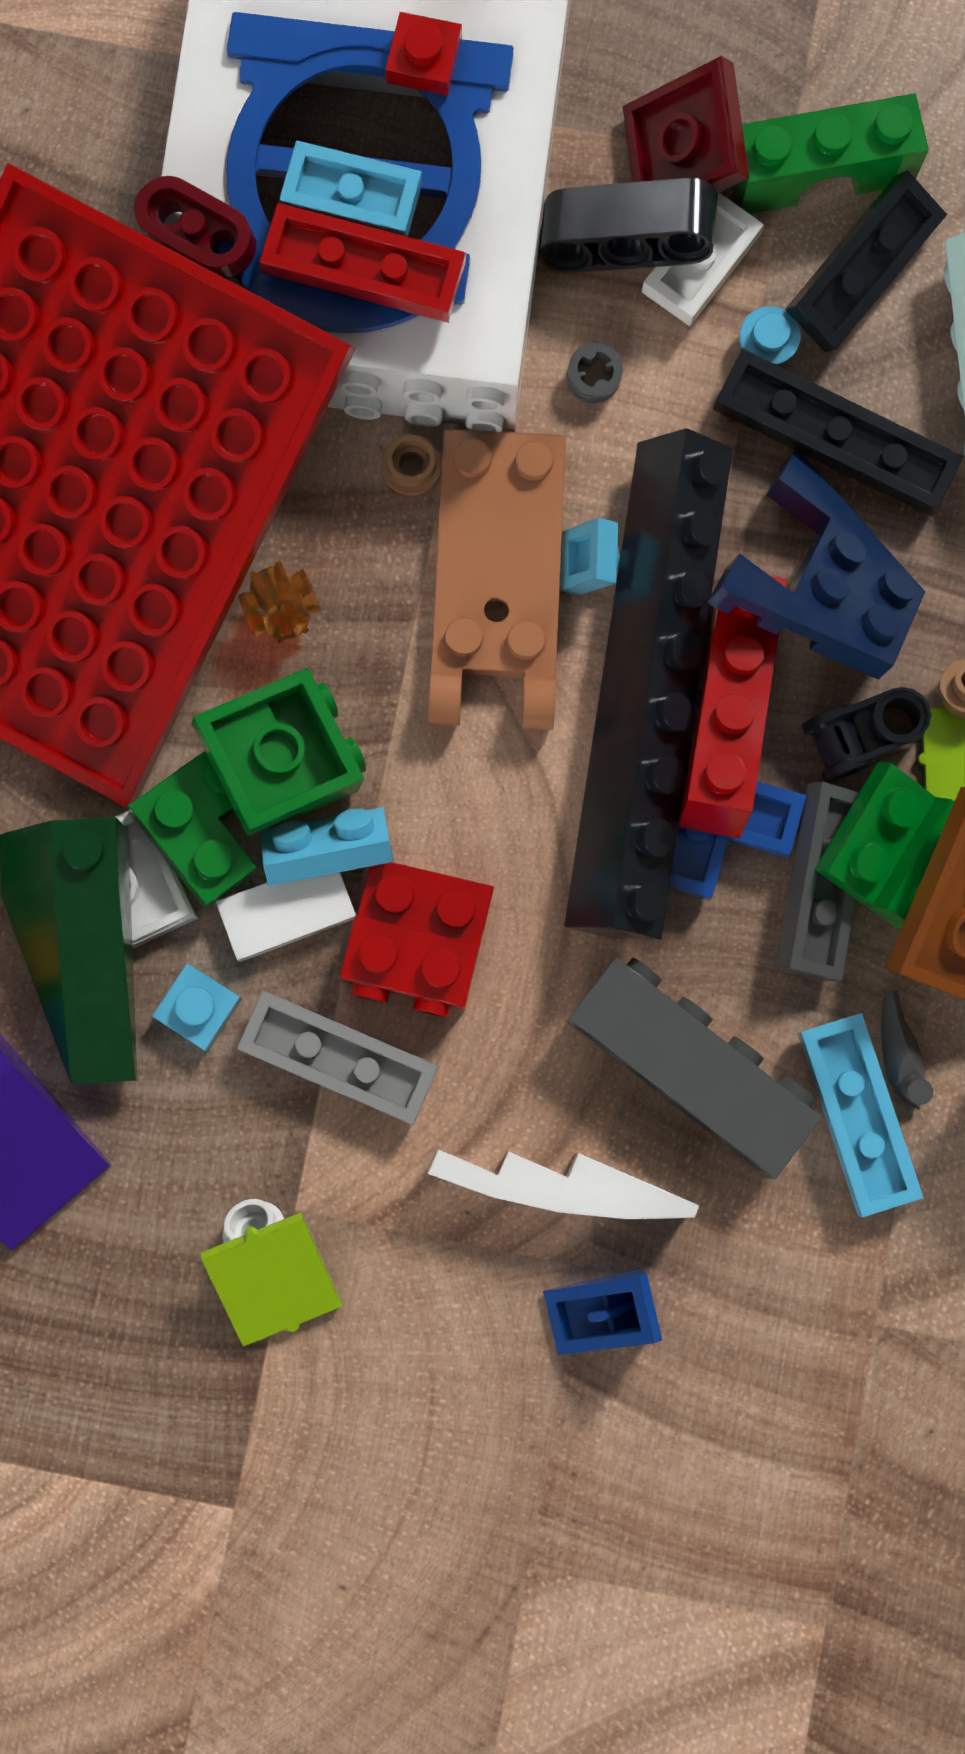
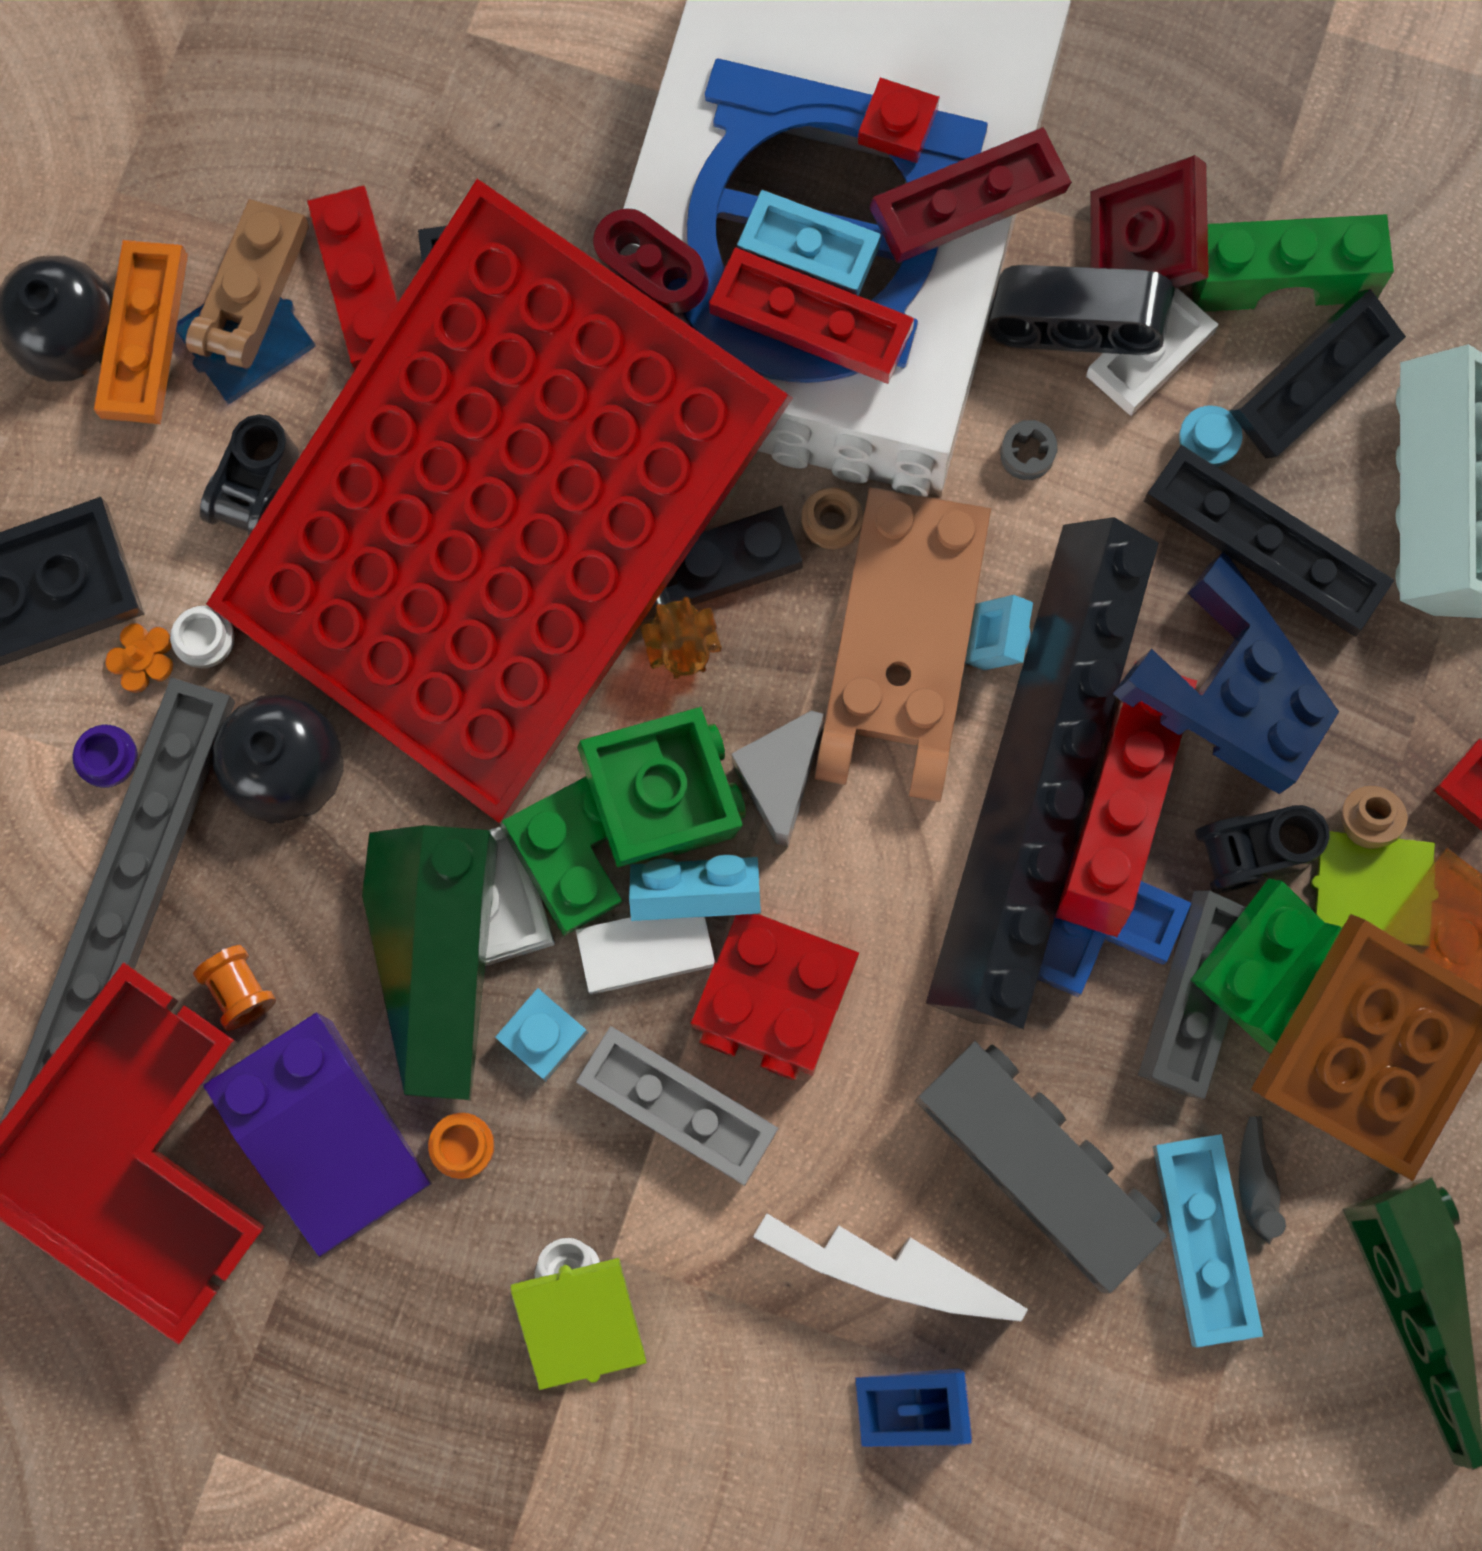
camera: 15 degrees right, 5 degrees down
(134, 1125) = (461, 1145): none -> orange plate
(321, 517) = (734, 558): none -> black plate
(392, 720) = (778, 770): none -> light grey slope
(504, 120) = (970, 194): none -> dark red plate

